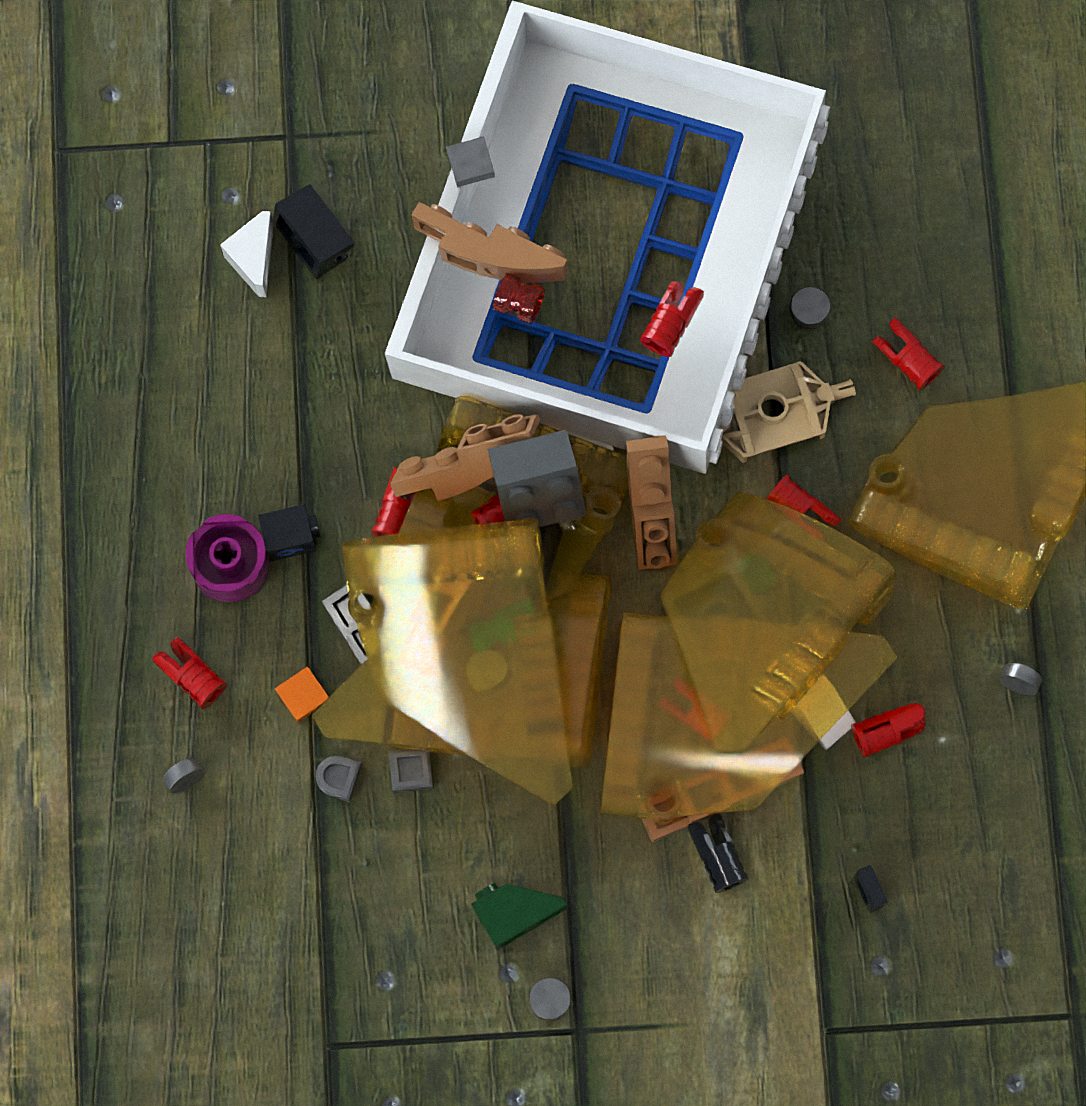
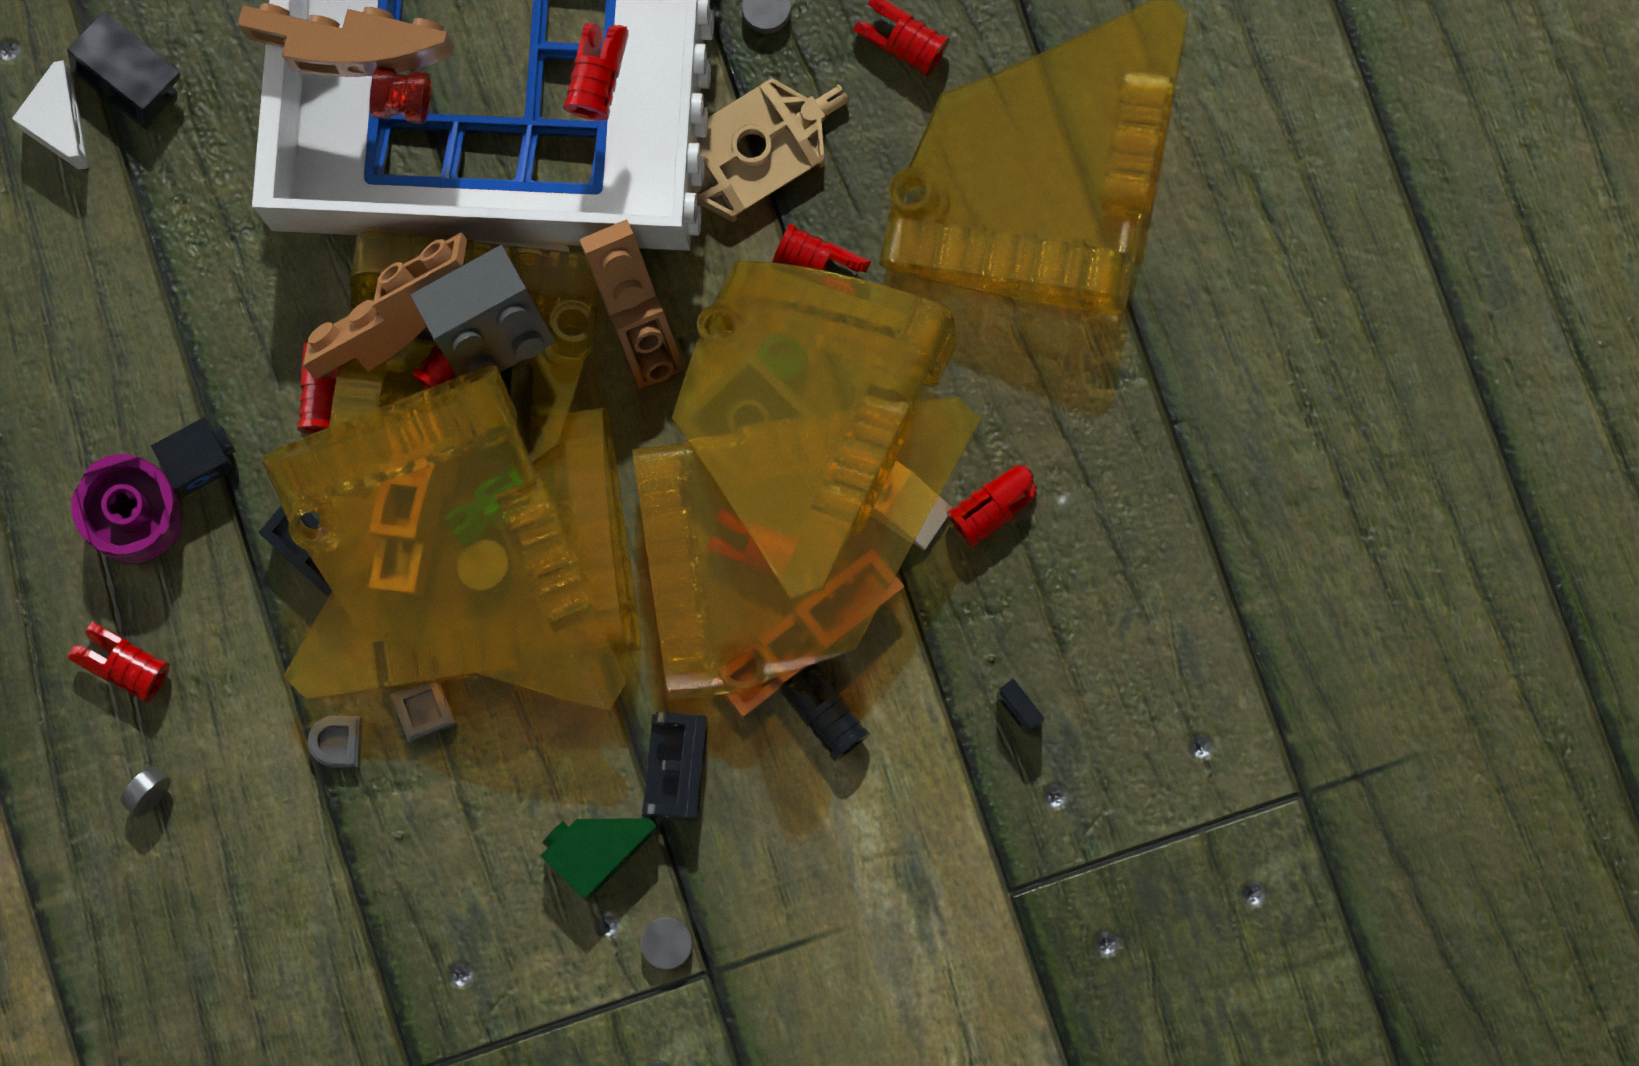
camera: 15 degrees left, 5 degrees up
(302, 694) = (265, 652): orange tile -> none
(592, 864) = (675, 766): none -> black hinge
(1020, 679) = (1138, 401): flat silver tile -> none

